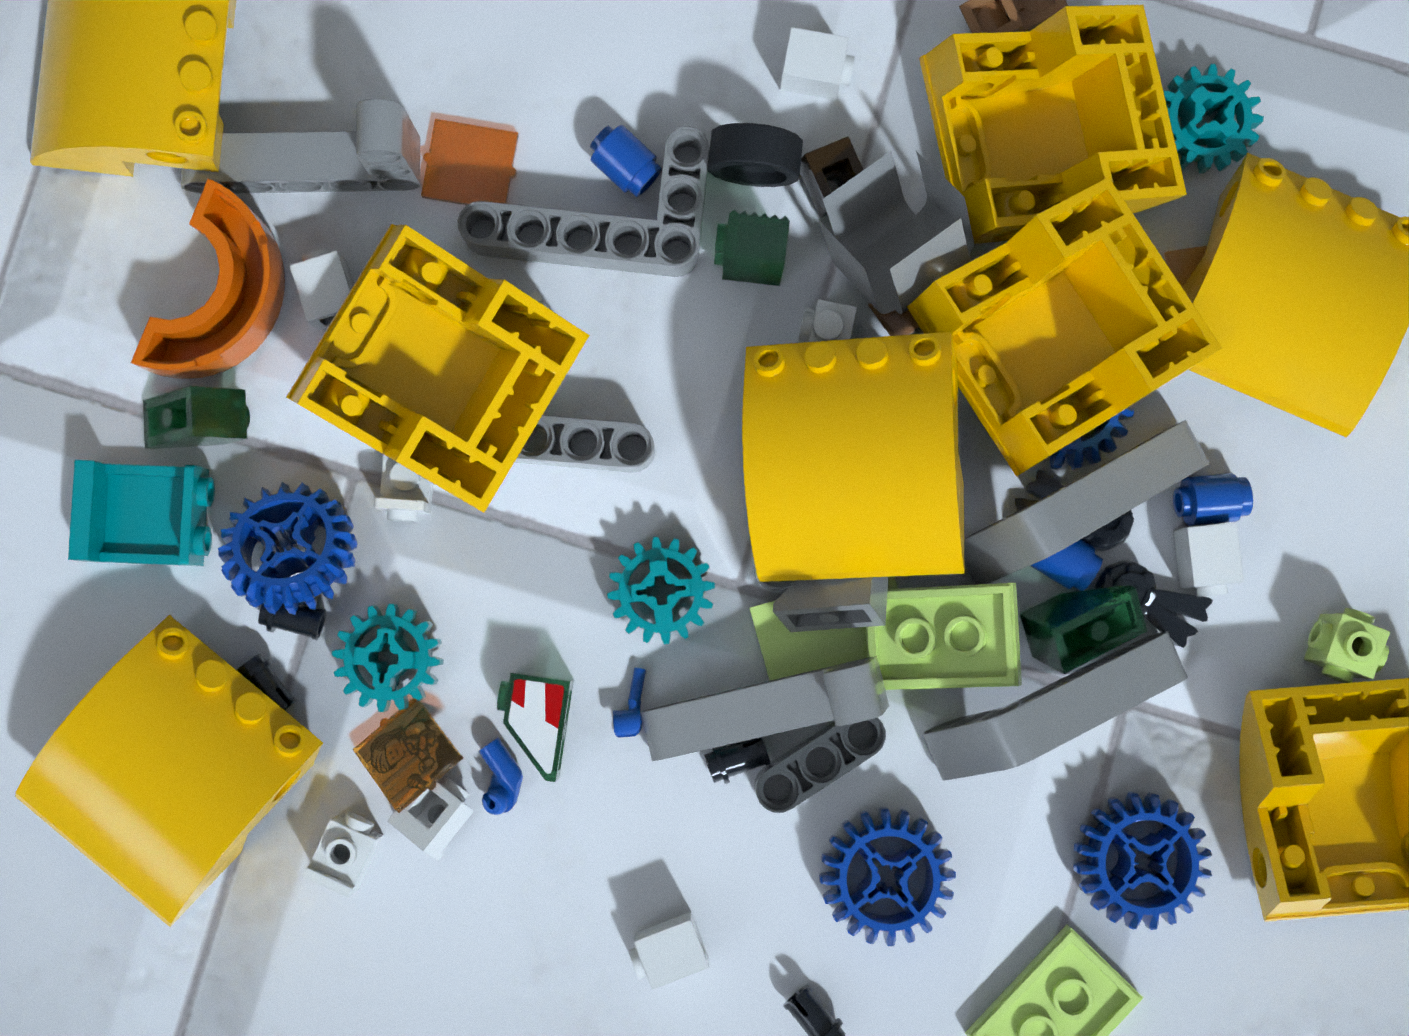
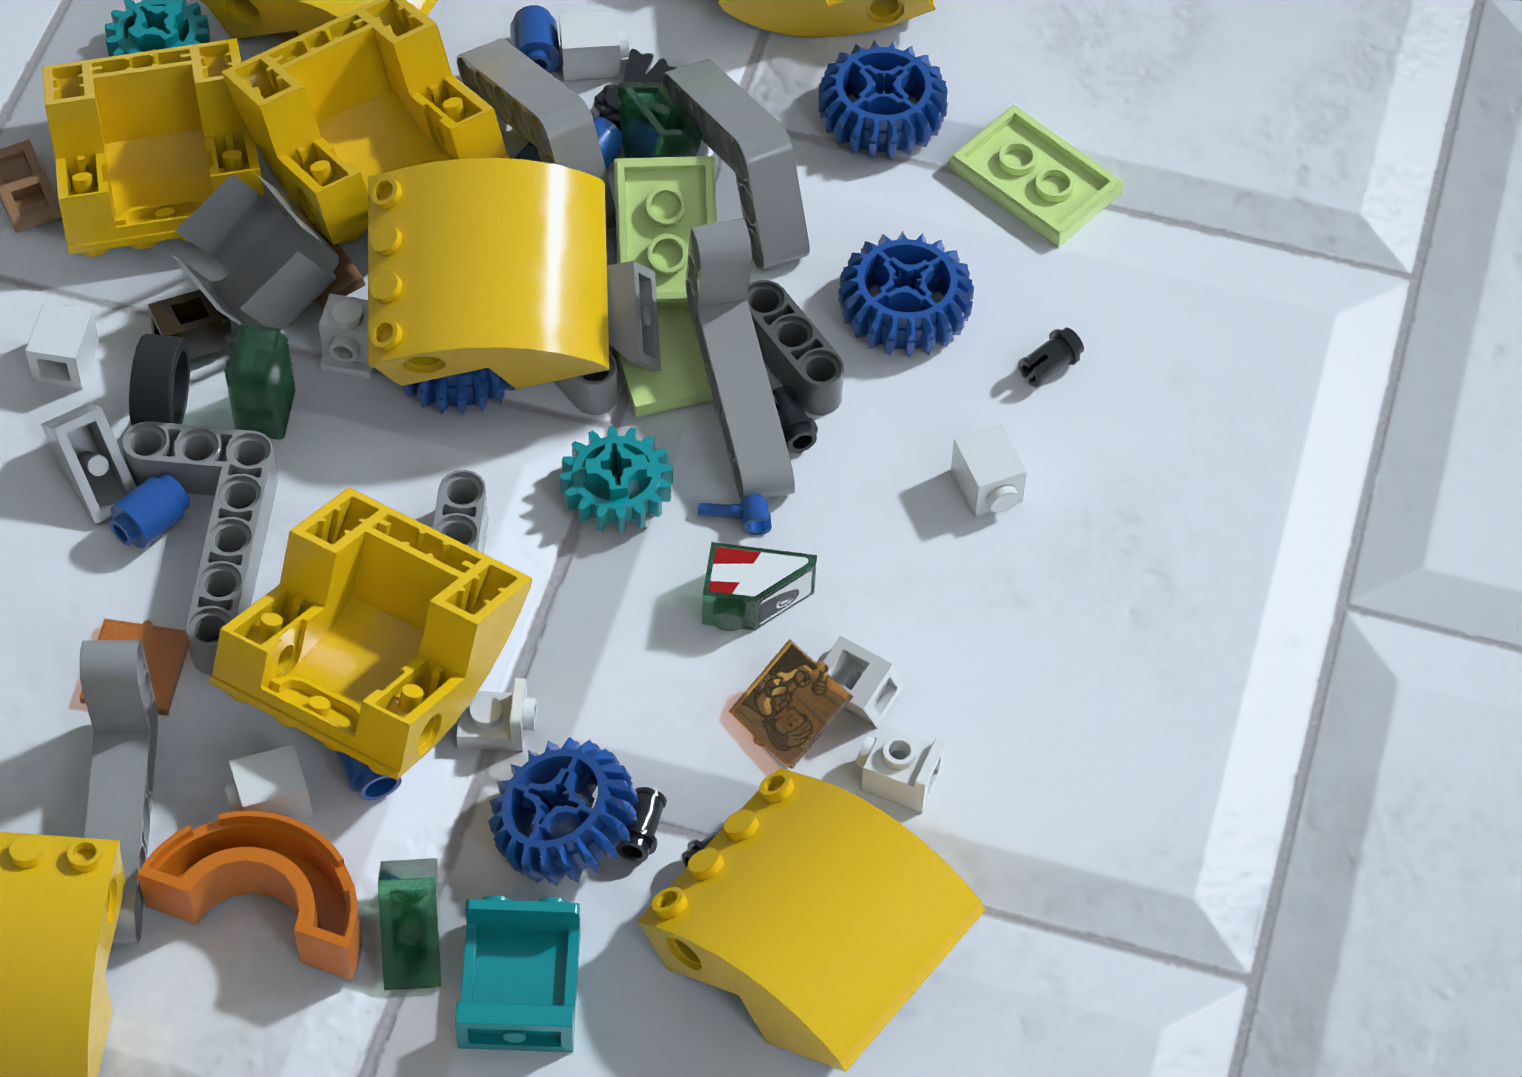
camera: 90 degrees left, 30 degrees down
(386, 679) = (686, 726): teal gear -> none
(505, 779) = (815, 624): blue arm -> none
(684, 96) = (89, 459): none -> light grey slope

